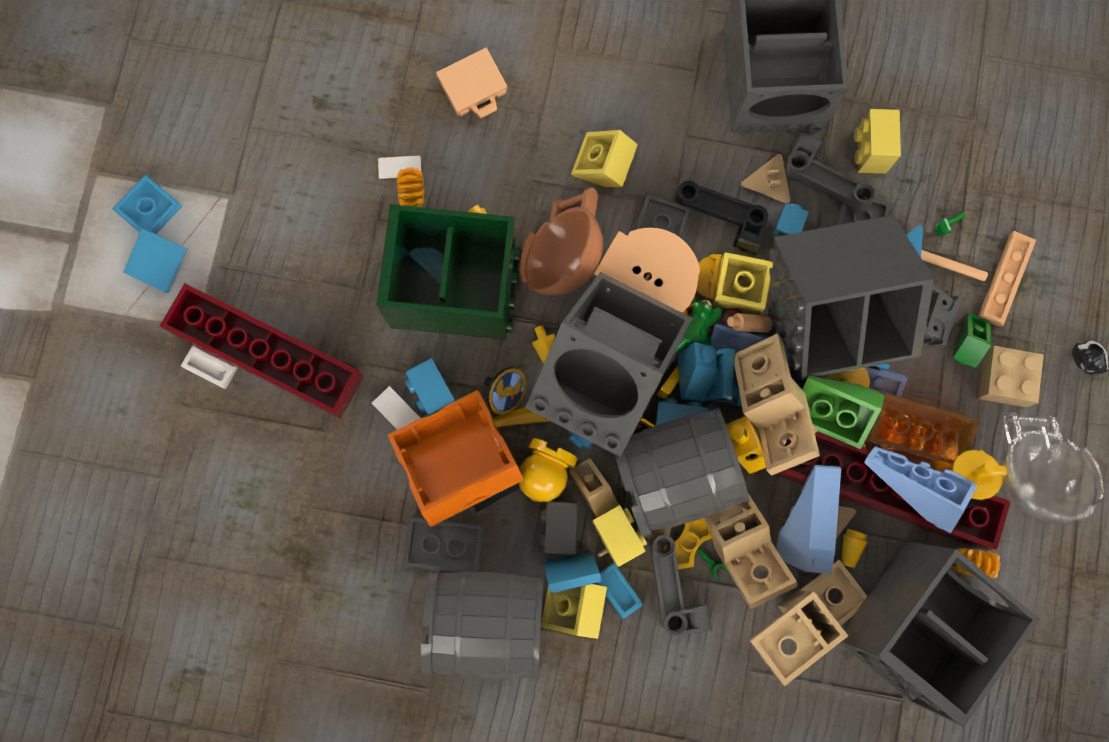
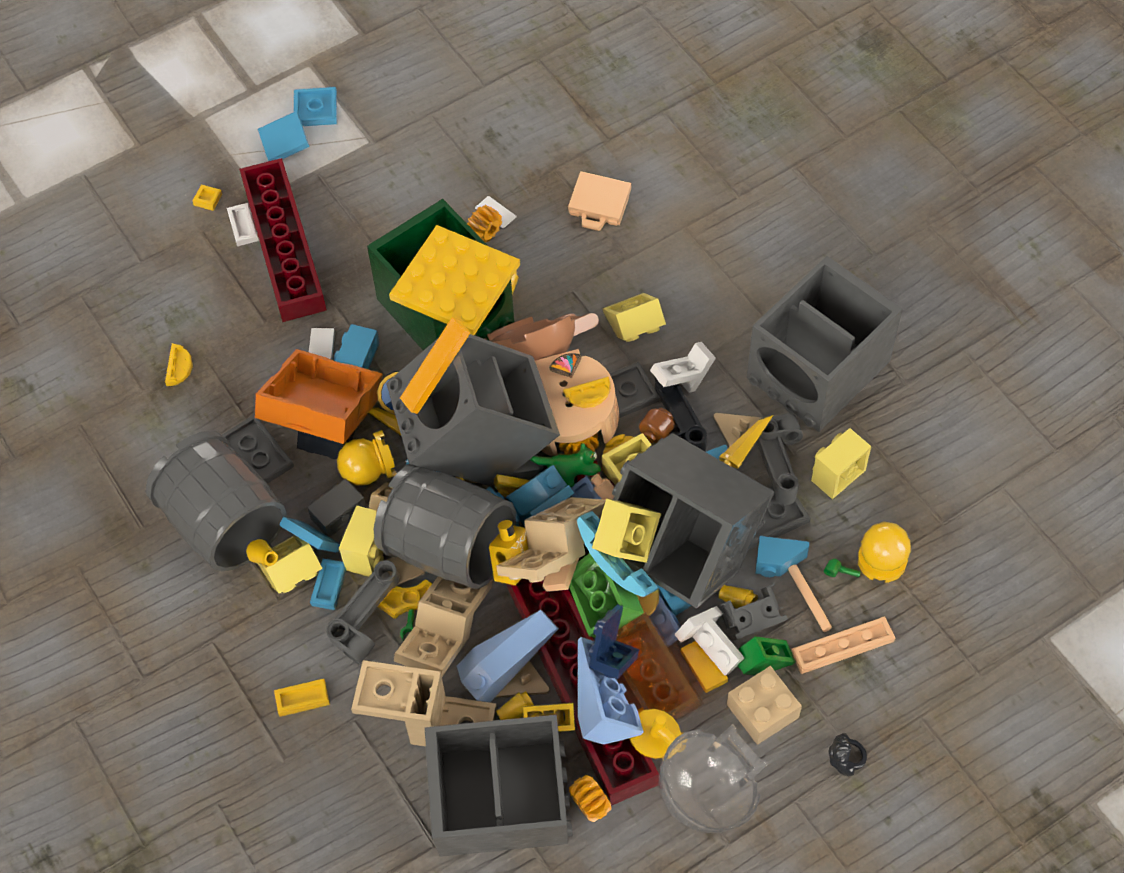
camera: 50 degrees right, 20 degrees down
(151, 371) = (207, 197): none -> yellow tile
(300, 534) = (179, 365): none -> yellow tile
(483, 268) = (454, 279): none -> yellow plate
(559, 626) = (261, 553): none -> yellow cone
(577, 364) = (435, 365): none -> light orange tile
(626, 253) = (566, 364): none -> tile
(668, 261) = (589, 393): none -> yellow tile
(696, 694) = (301, 697): none -> yellow tile
(698, 169) = (685, 370): none -> white bracket
(718, 234) = (656, 424): none -> dark orange head
(803, 199) = (739, 450): none -> yellow bar
(834, 352) = (626, 530): none -> light yellow brick
(863, 382) = (614, 567): none -> medium azure slope
(897, 538) = (553, 709): none -> yellow torso
(902, 447) = (606, 653): none -> dark blue bracket
(935, 365) = (711, 639): none -> white bracket
(936, 385) = (703, 667): none -> yellow tile
(971, 182) = (884, 552): none -> yellow tile

